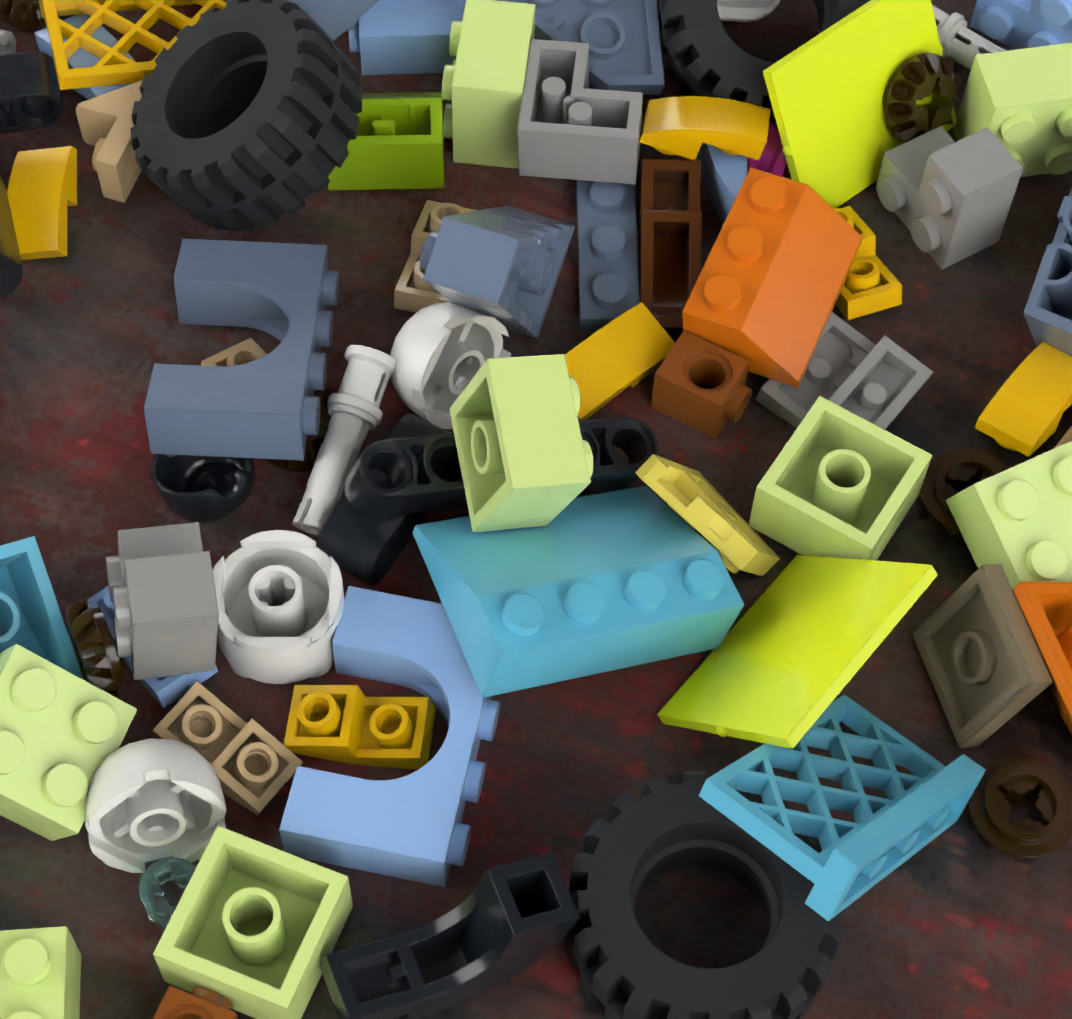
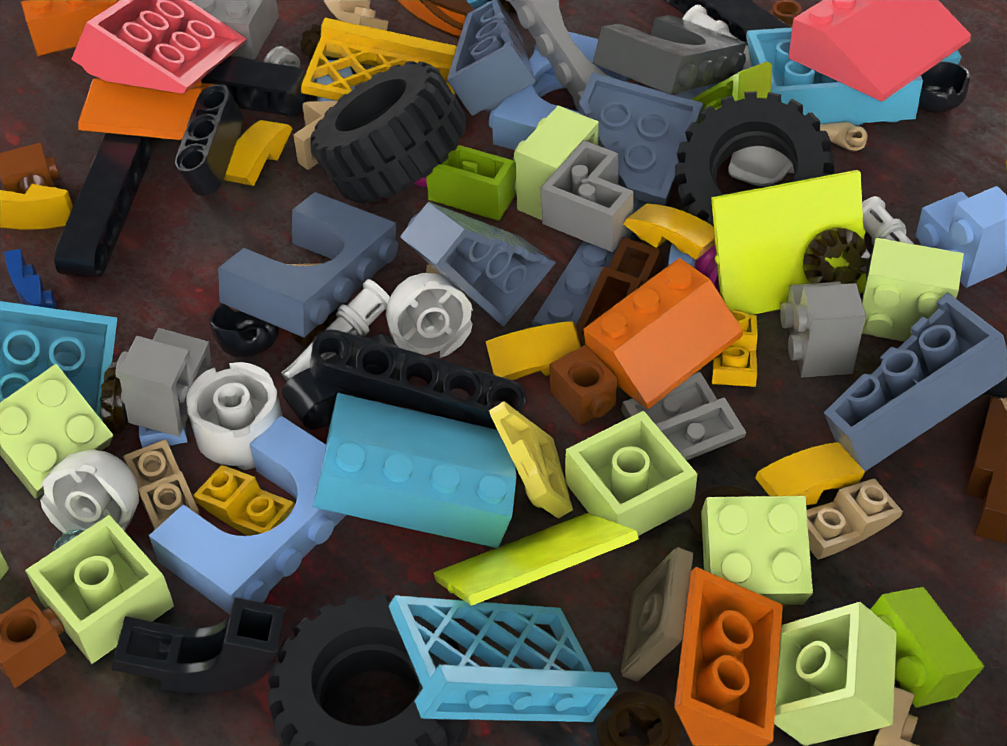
camera: 30 degrees right, 10 degrees down
(520, 442) = (413, 357): yellowish green brick -> none

